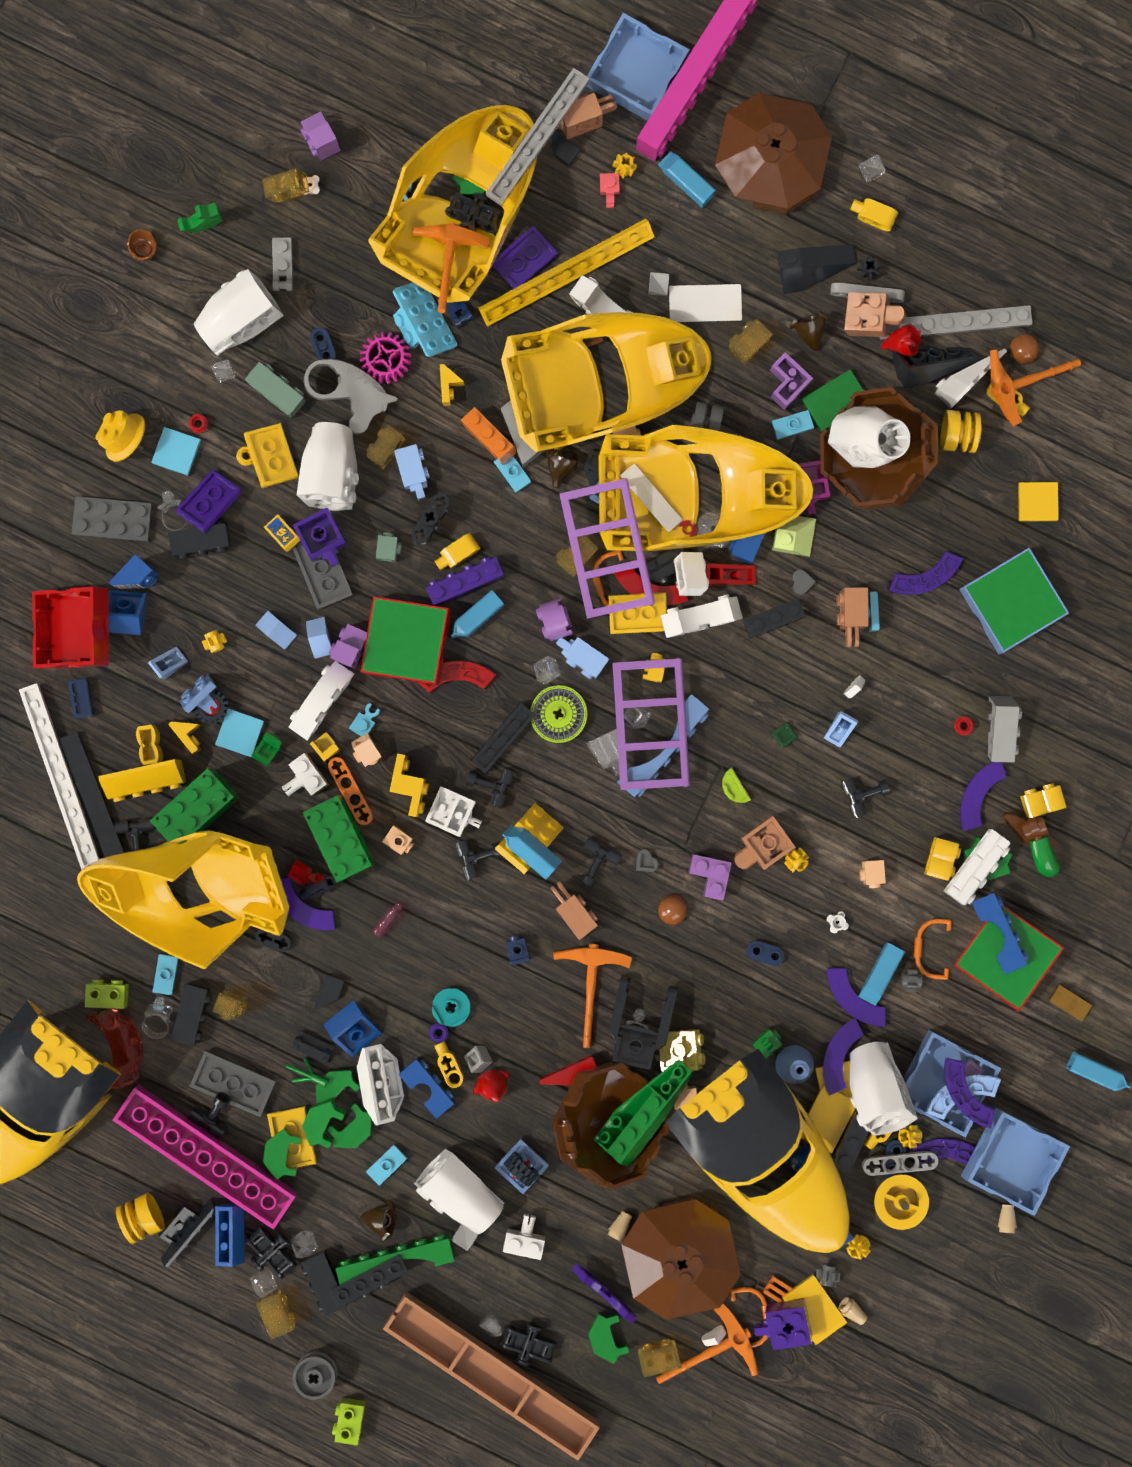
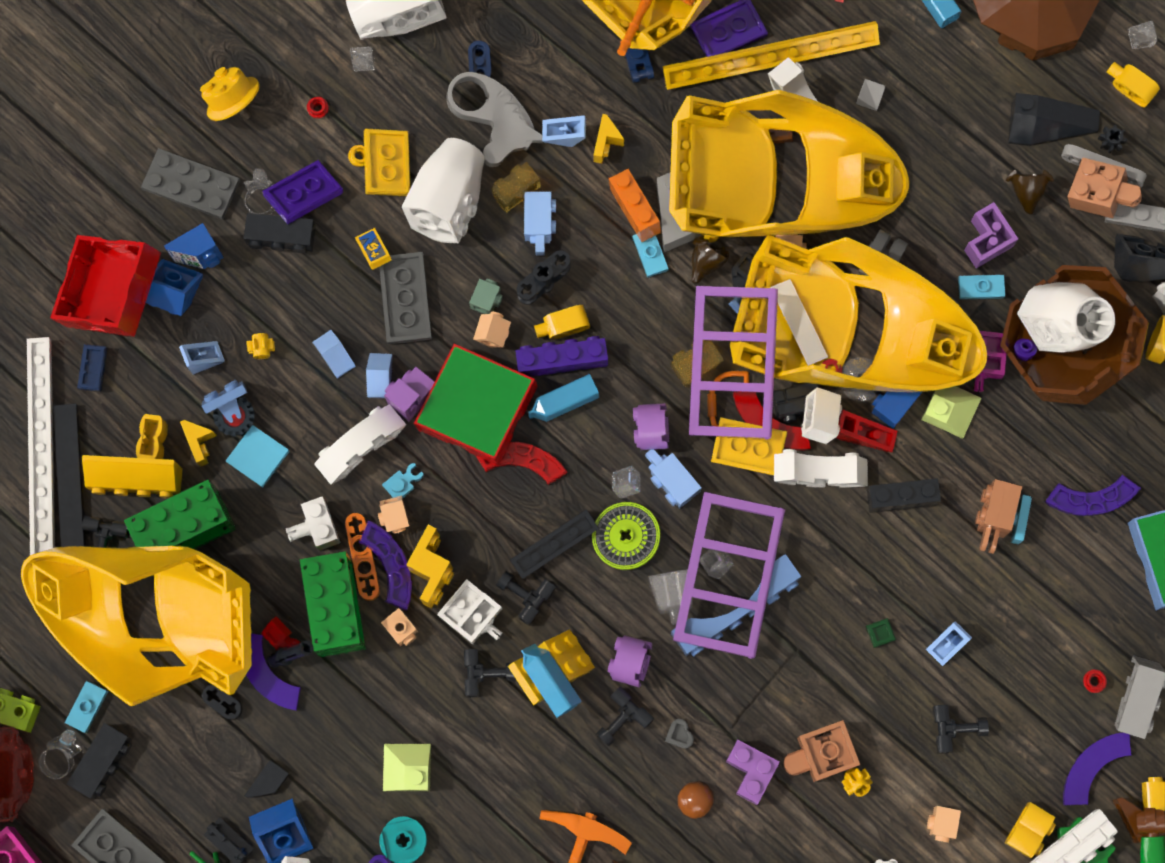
camera: 20 degrees right, 10 degrees down
(176, 451) = (284, 130): medium azure tile -> none
(230, 1005) = (148, 762): clear yellow brick -> none
(267, 749) = (282, 482): green bracket -> none
(276, 389) = (414, 93): sand green brick -> none
(325, 747) = (349, 499): yellow panel -> none
(326, 546) = (416, 273): dark purple hinge -> none
(377, 788) = (394, 564): none -> dark purple tile
(387, 920) = (359, 717): clear pink cylinder -> none
(391, 354) = (536, 94): dark pink gear -> none
(401, 574) = (492, 330): none -> light nougat brick
(411, 387) = (564, 131): none -> light blue slope
(421, 321) = (596, 63): medium azure bracket -> none
(437, 949) = (406, 767): none -> yellowish green slope
(516, 958) = (503, 803): dark blue brick -> none
(575, 913) = (579, 768): nougat brick -> none
(591, 815) = (630, 660): none -> medium lavender brick
(654, 674) = (748, 520): yellow brick -> none
(705, 303) = (918, 129): white sticker -> none
(733, 788) = (805, 678): lime tile -> none
(749, 341) = (957, 181): clear yellow brick -> none
(802, 582) = (946, 464): dark grey tile -> none
(830, 398) = (1029, 269): green tile -> none
(841, 474) = (1021, 352): none -> dark purple plate
(855, 687) = (978, 600): white tile -> none
(903, 340) = (1132, 226): red hat -> none

